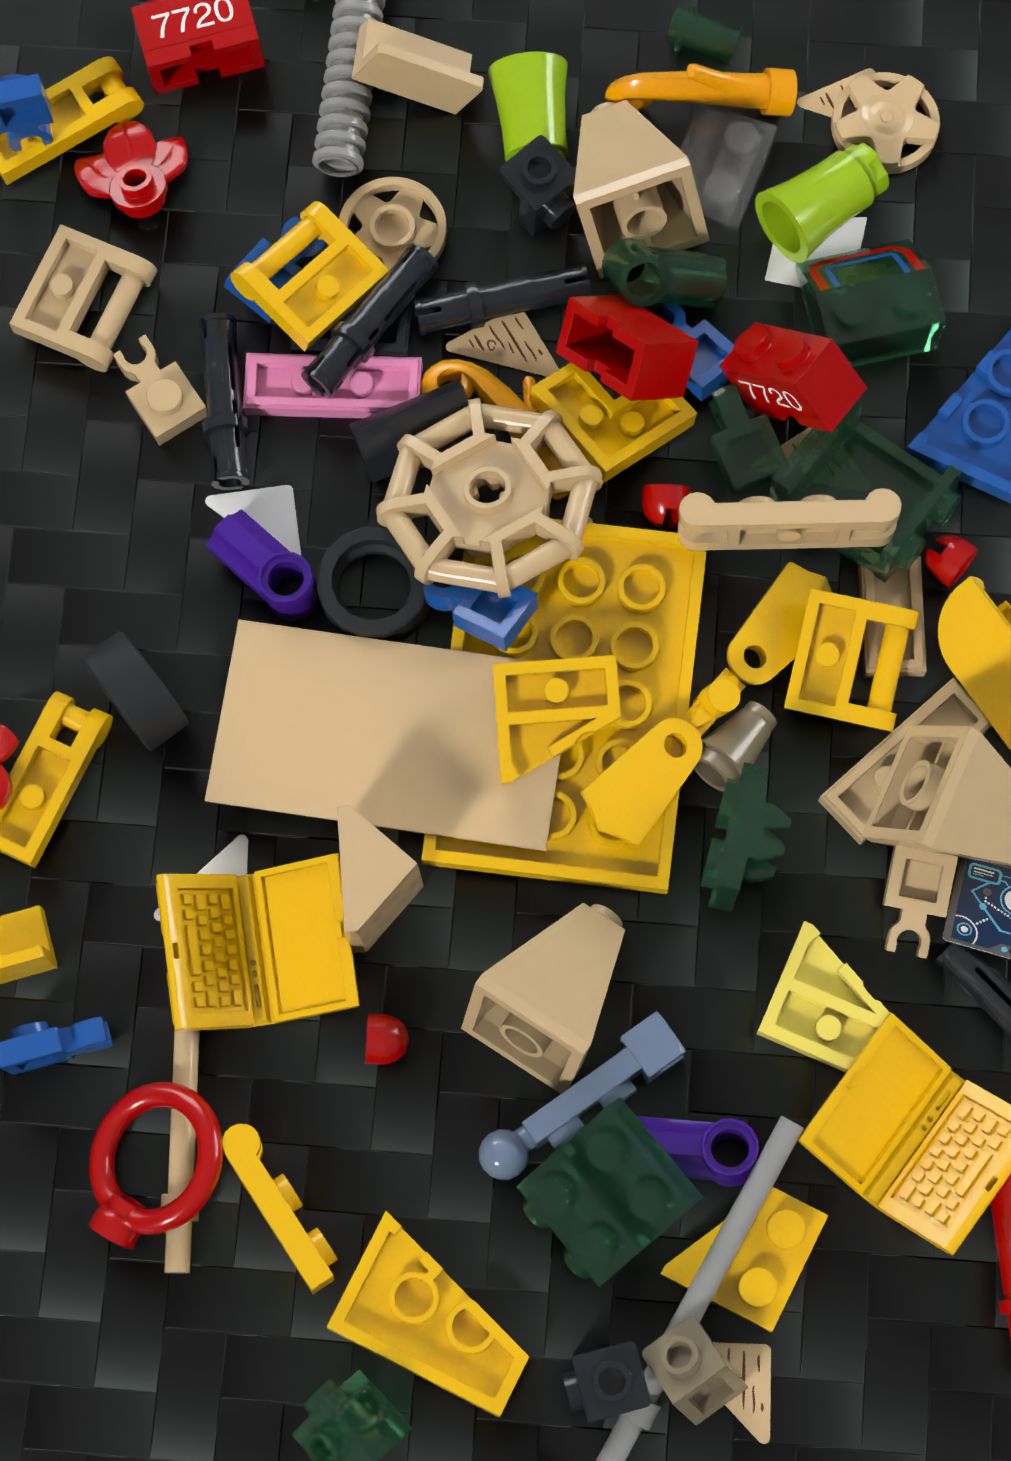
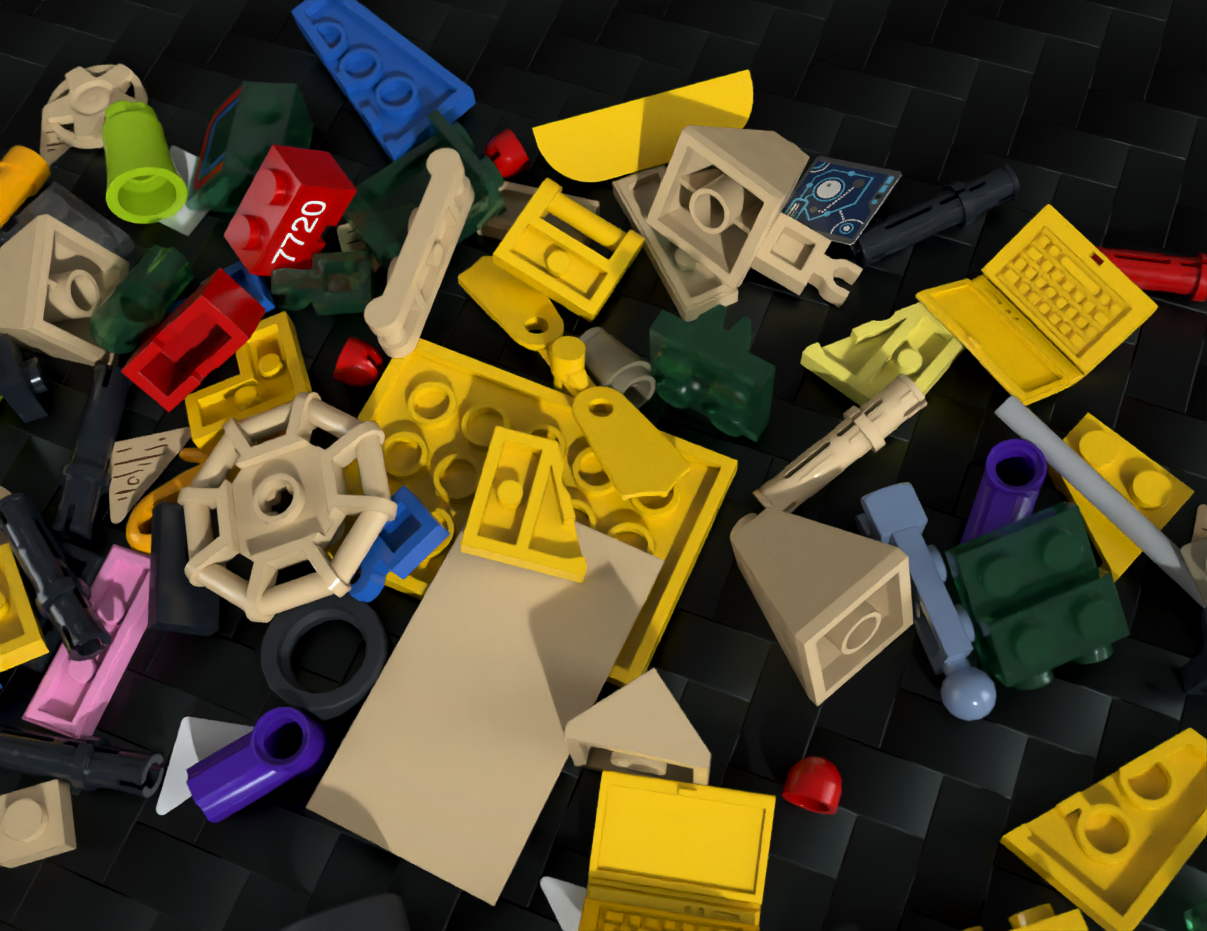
camera: 70 degrees left, 10 degrees down
(727, 995) = (851, 439): none -> tan pin

